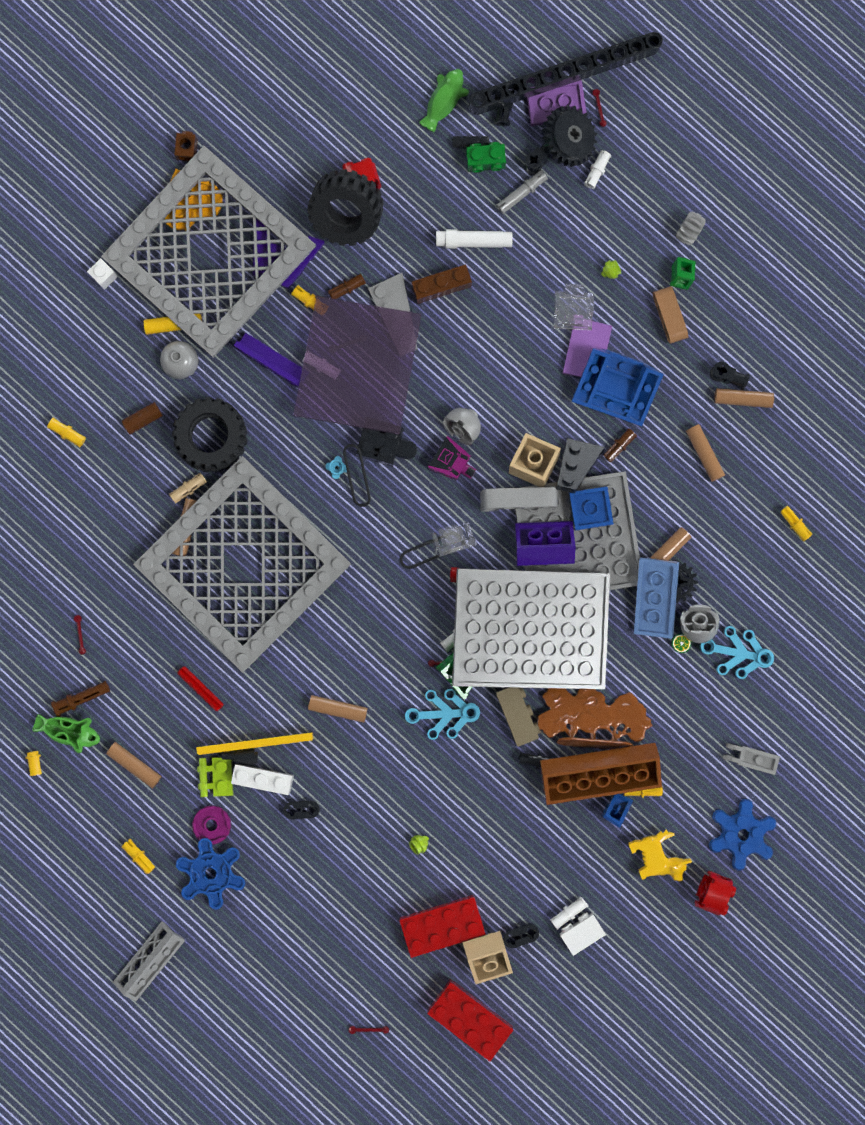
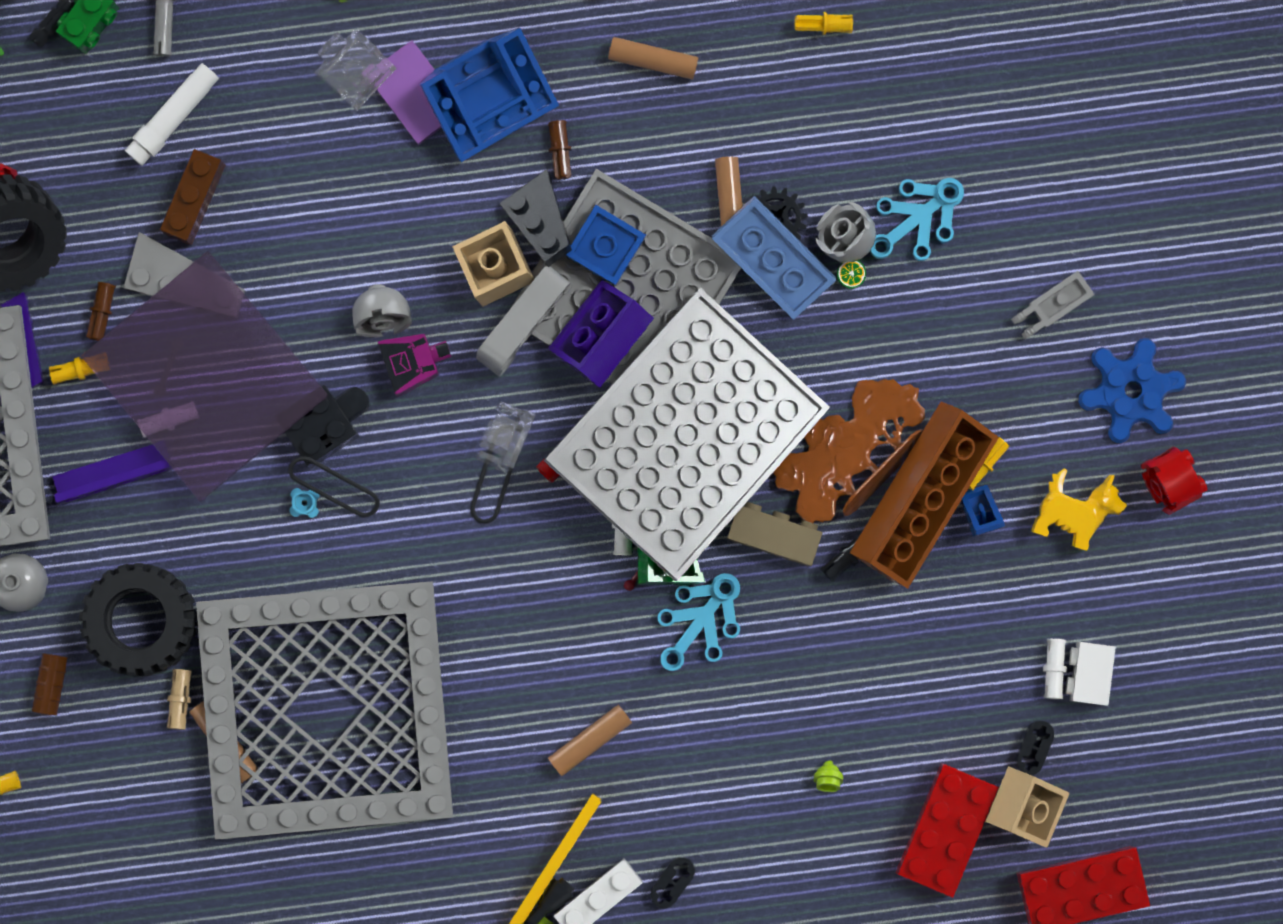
camera: 50 degrees left, 0 degrees up
(200, 688) = (429, 883): red axle -> none

